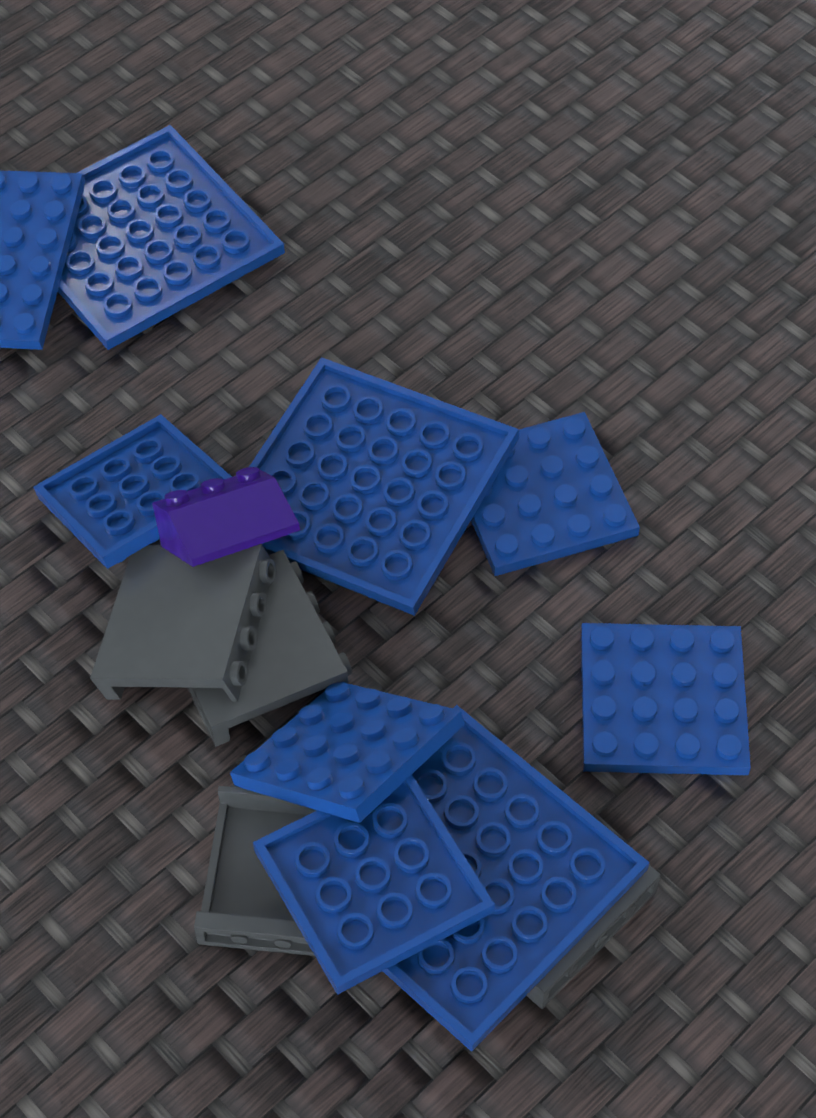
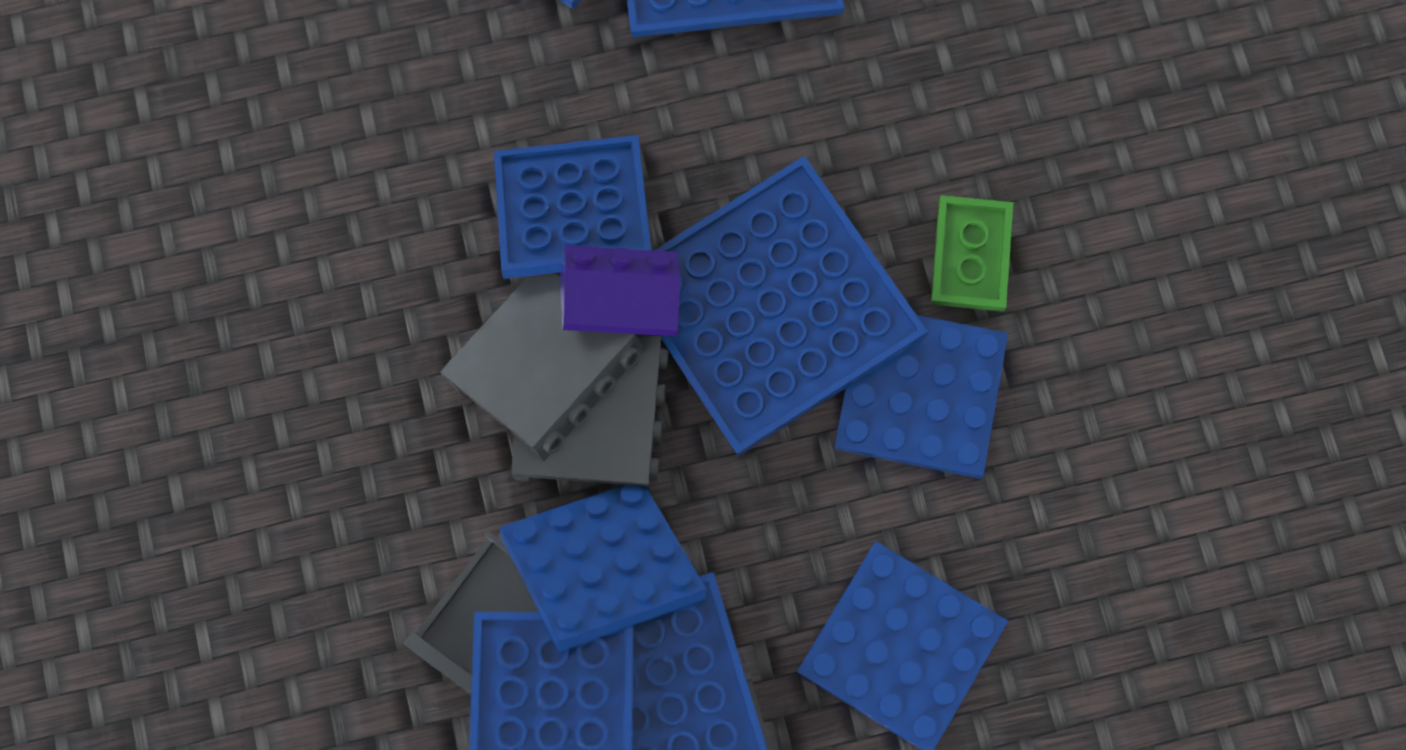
camera: 30 degrees right, 20 degrees up
(513, 369) = (972, 253): none -> bright green plate

